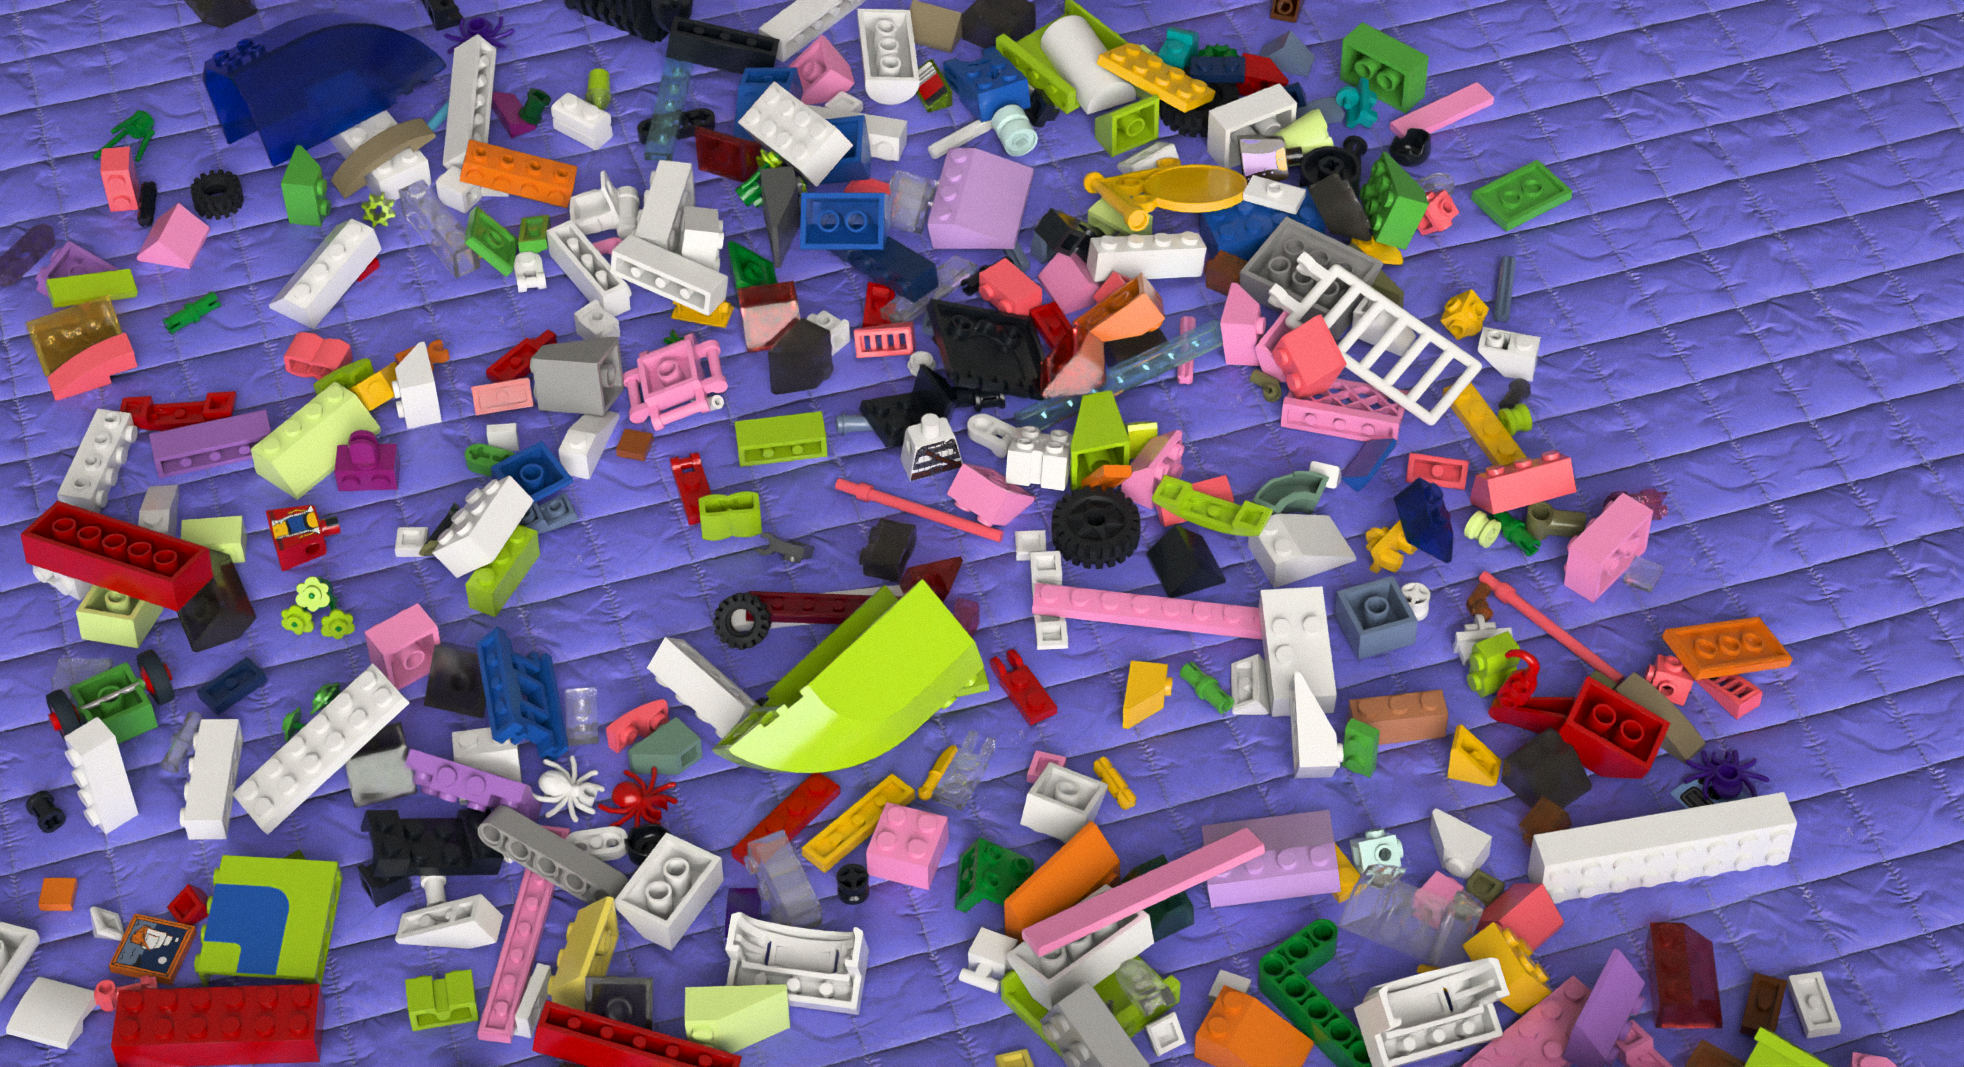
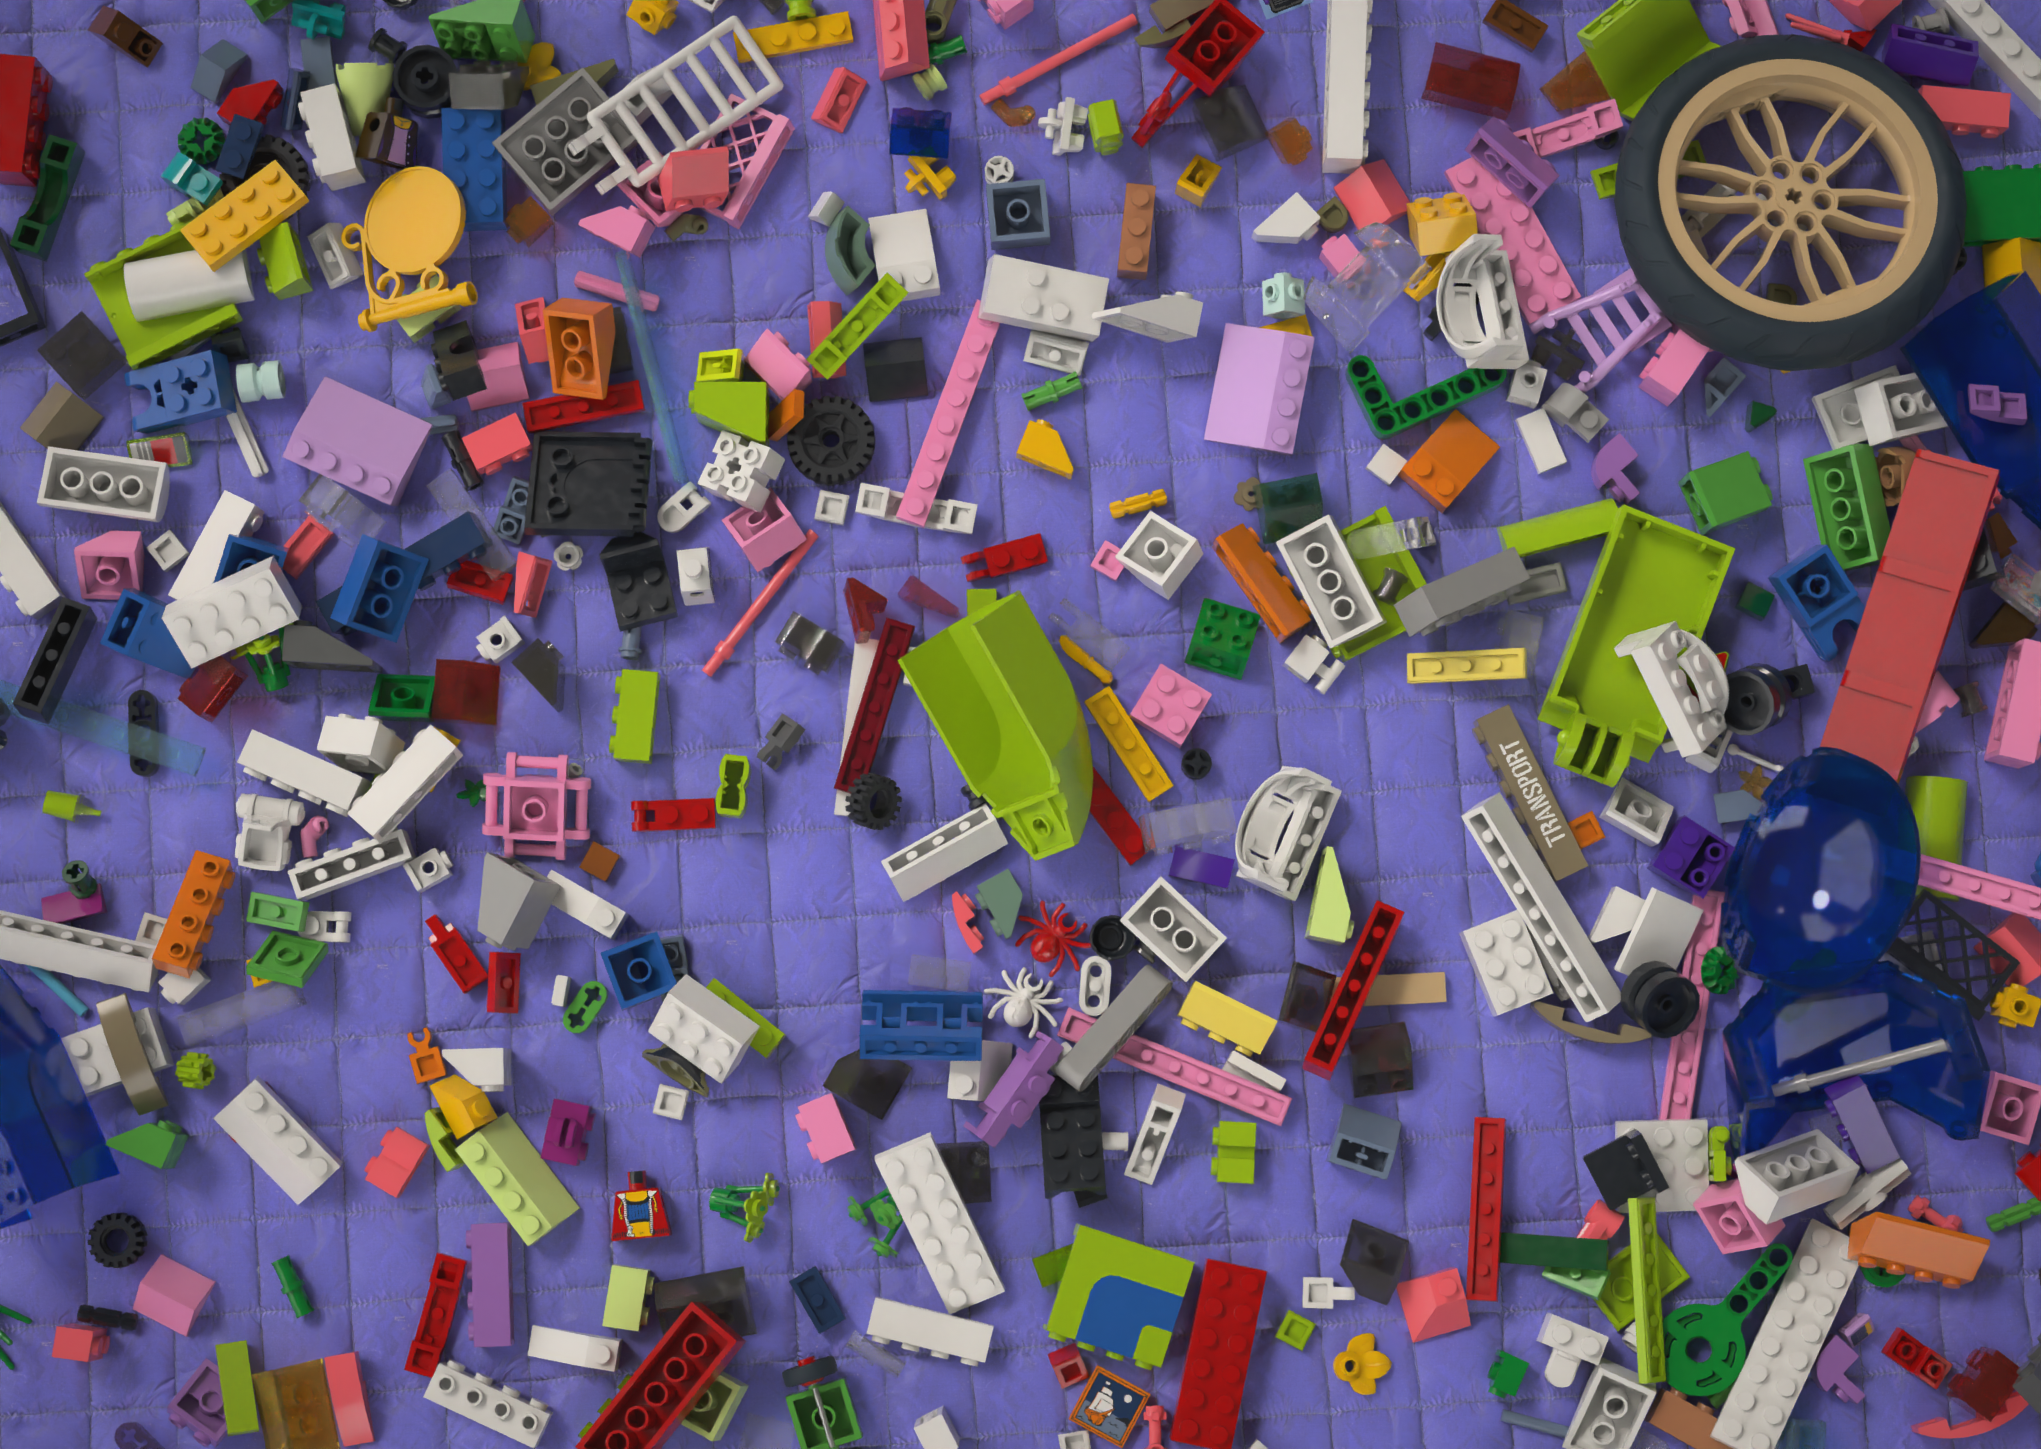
camera: 80 degrees left, 35 degrees up
(582, 121) = (116, 832): white brick -> none
(1073, 365) = (644, 410): clear red slope -> none
(1142, 892) = (1303, 512): bright pink tile -> none
(1153, 255) = (496, 296): white brick -> none
(1274, 194) = (455, 145): white plate -> none
(1360, 747) = (1171, 276): bright green plate -> none
(1368, 462) = (817, 160): blue slope -> none

